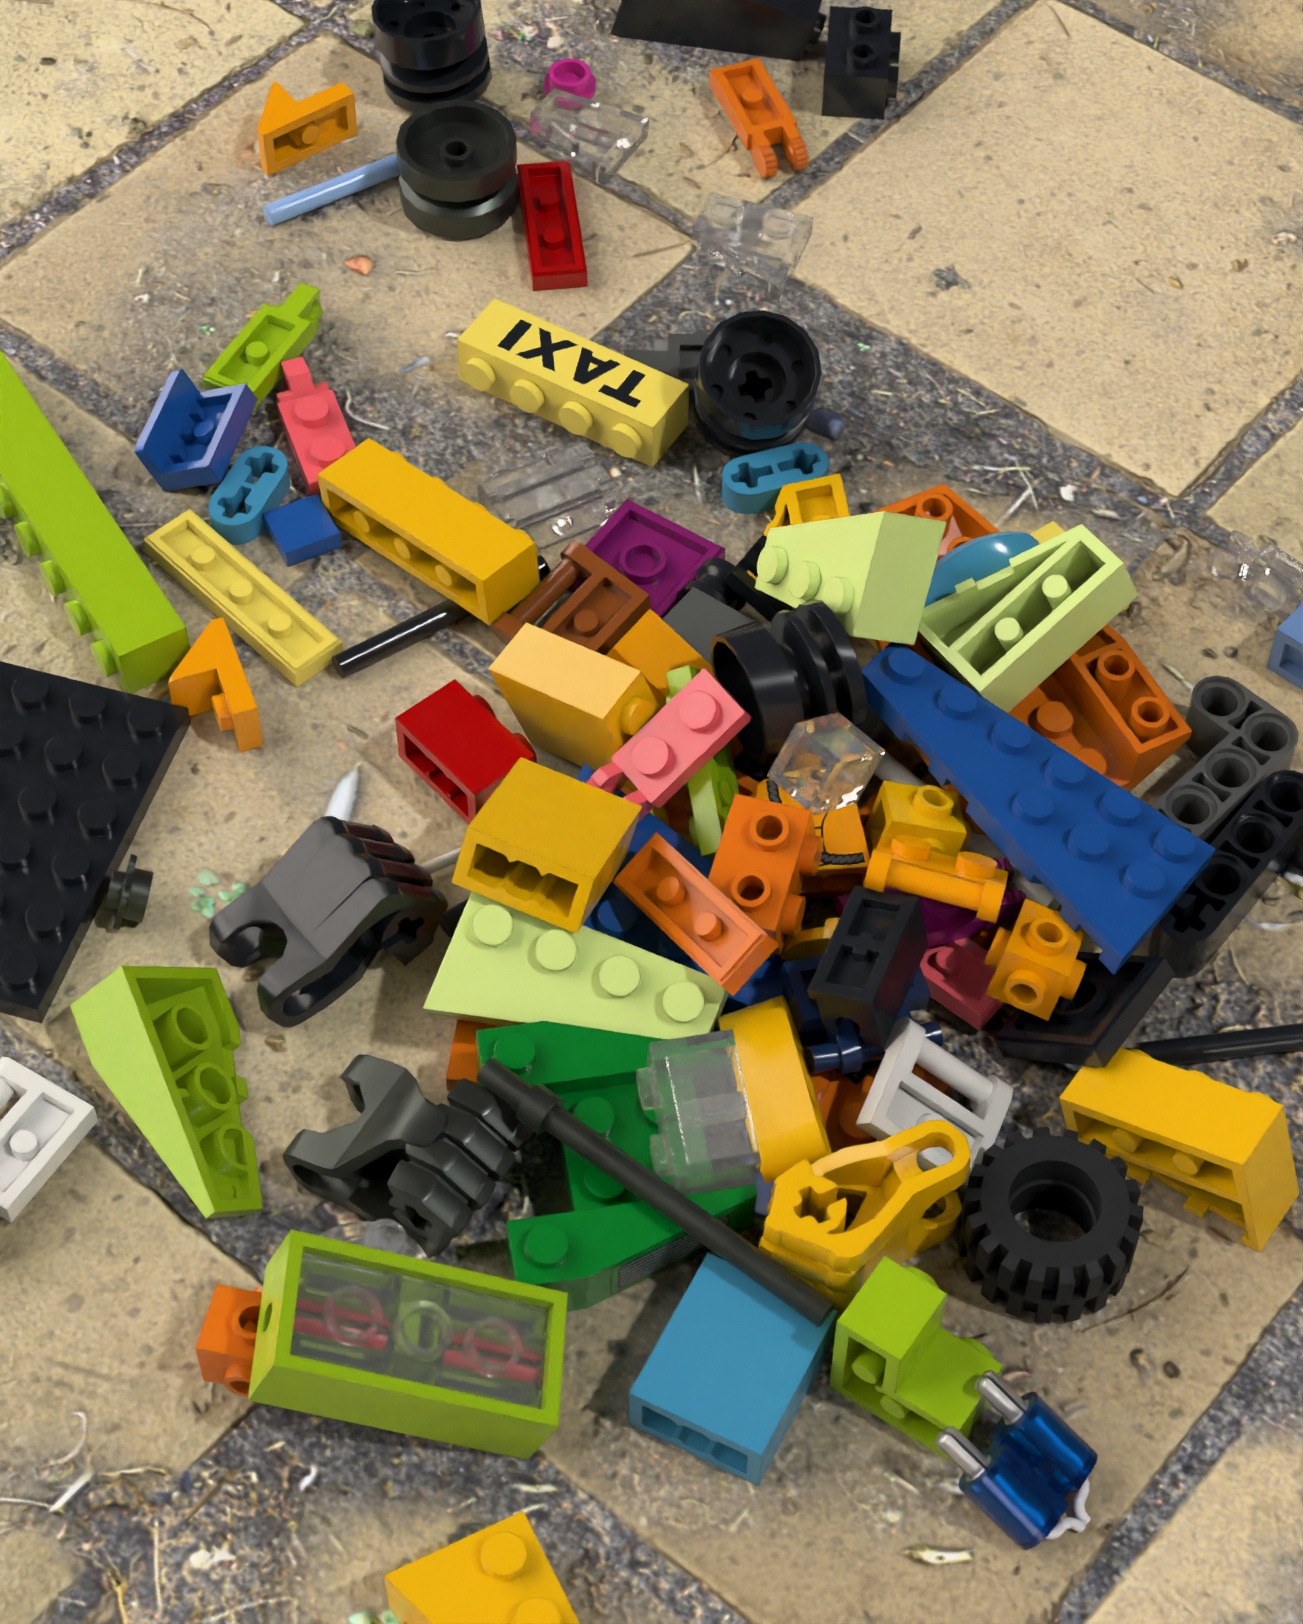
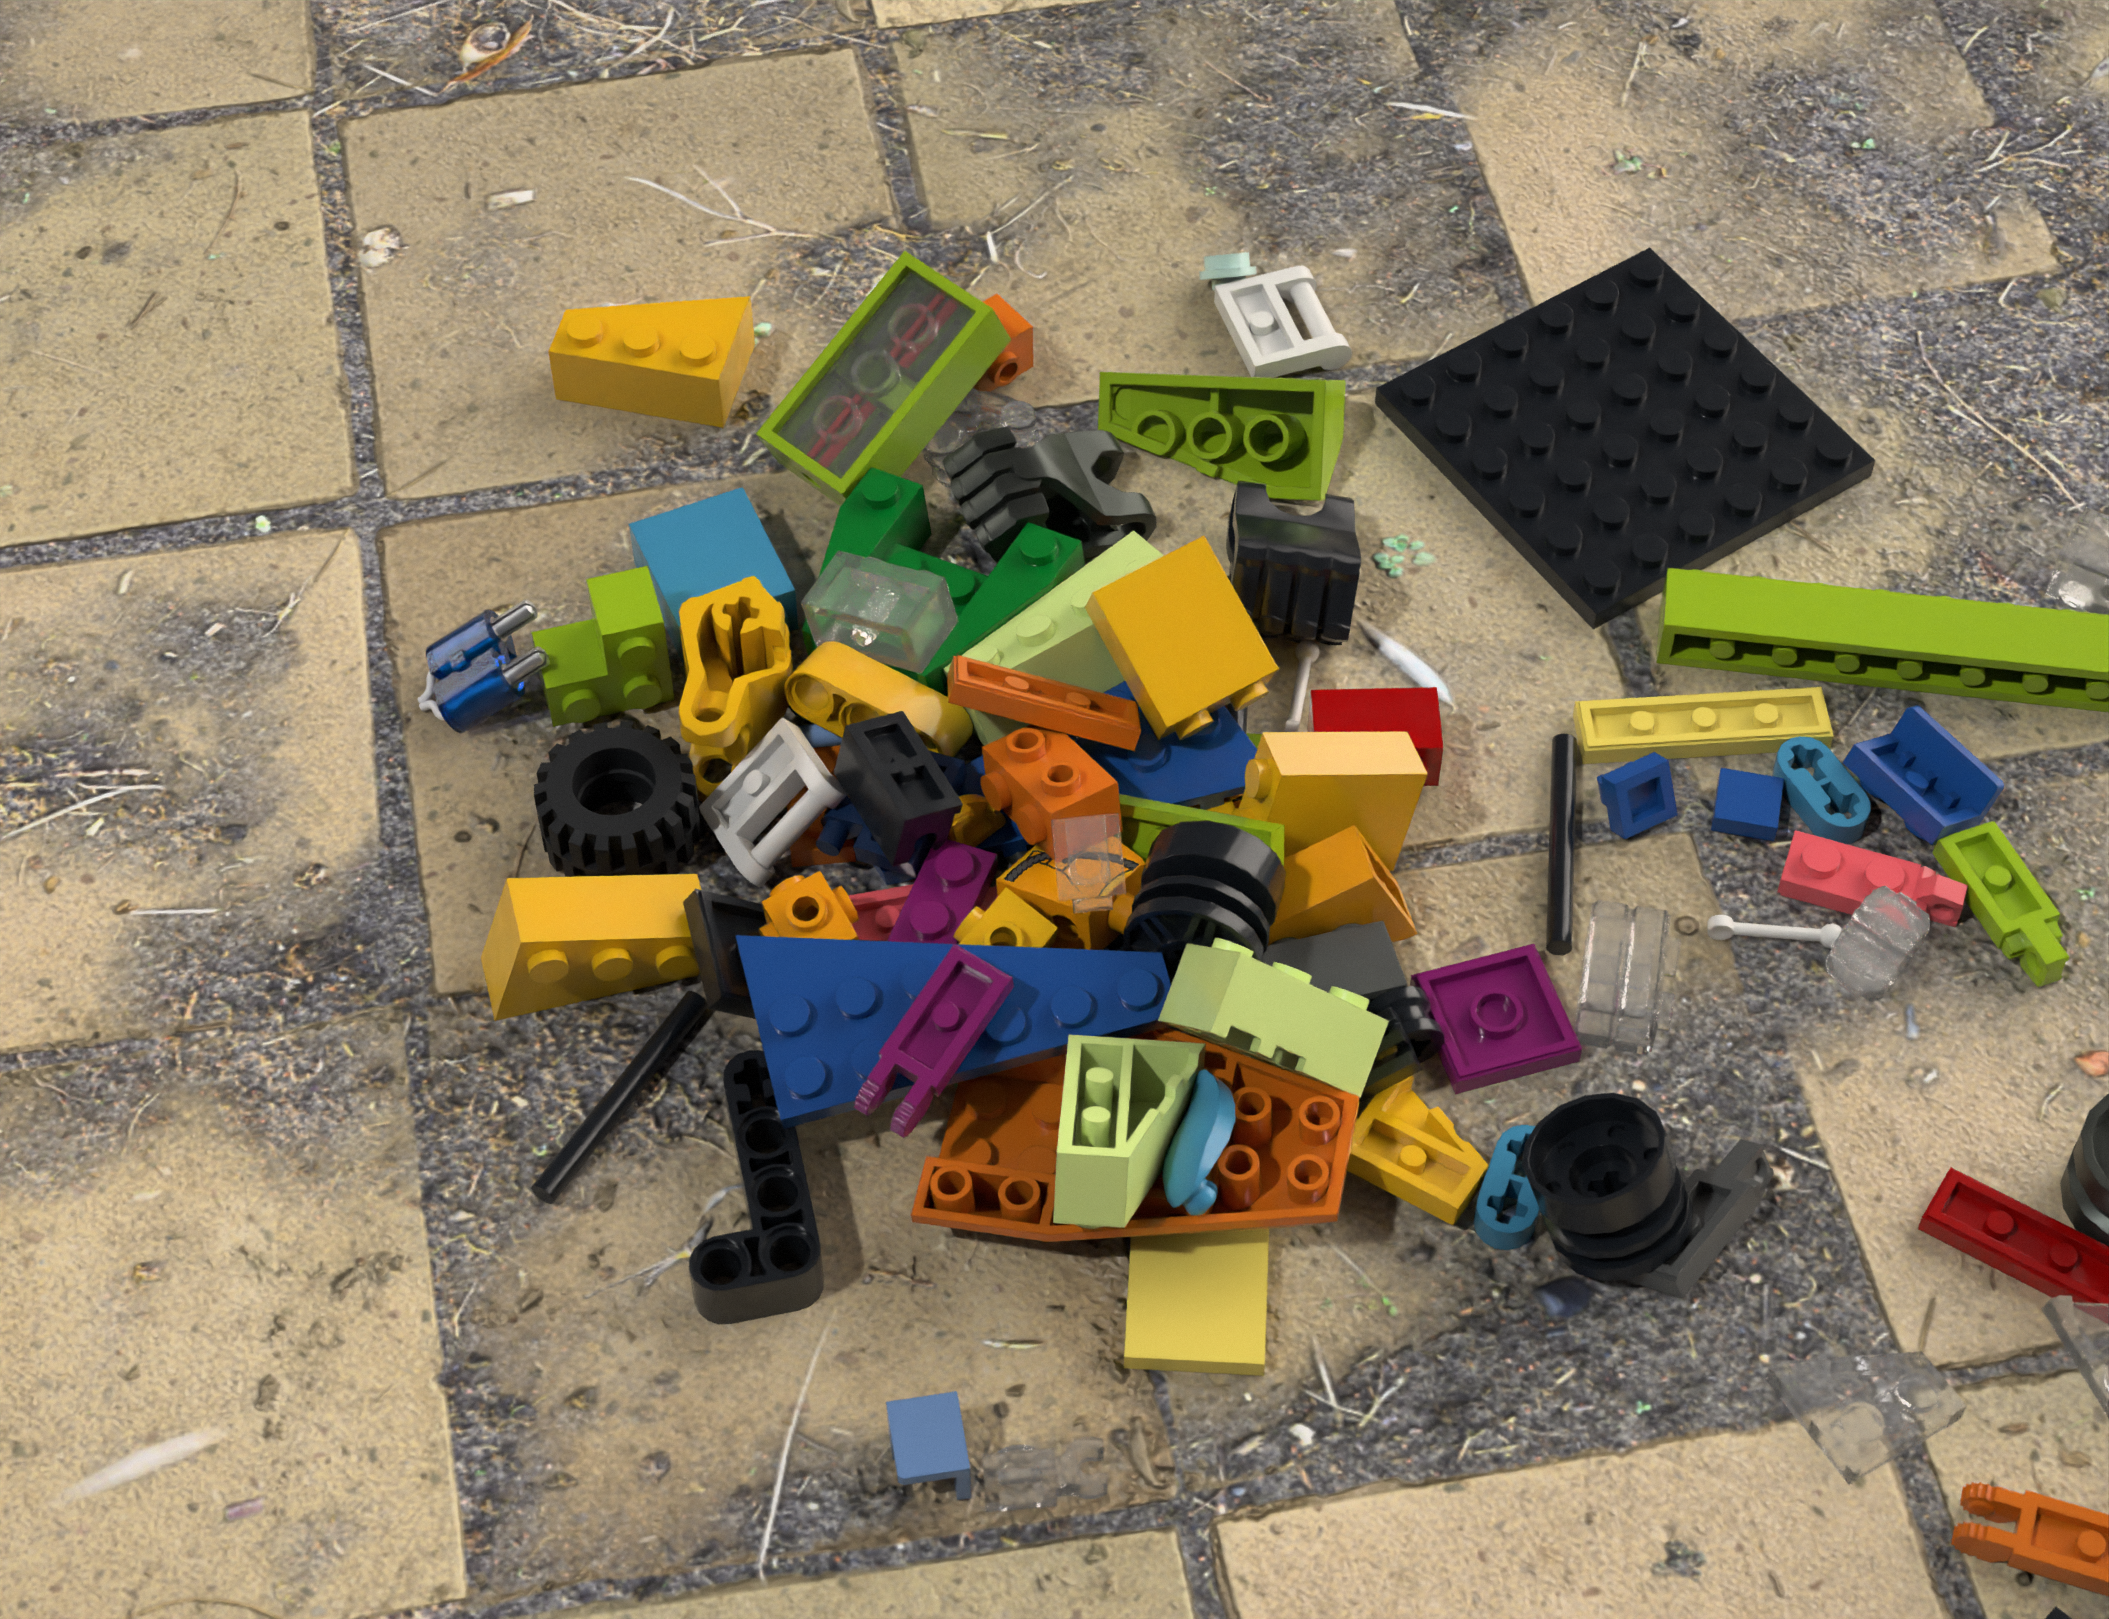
camera: 130 degrees right, 0 degrees up
(129, 893) = (1434, 484): pearl dark grey plate -> none
(214, 680) = (1607, 648): light orange slope -> none
(363, 580) = (1638, 795): none -> blue tile
(386, 429) = (1722, 928): none -> white hinge
(390, 371) = (1878, 943): none -> clear gear
(430, 530) = (1651, 858): yellow brick -> none
(544, 1111) = (973, 530): pearl dark grey bar -> none
(573, 382) = (1776, 1088): light yellow brick -> none
(593, 616) = (1450, 913): dark orange plate -> none
(674, 743) = (1213, 784): coral hinge -> none
(913, 868) = (933, 890): light orange plate -> none
(1081, 749) = (935, 1035): none -> magenta hinge
(1239, 746) = (867, 1271): dark grey beam -> none

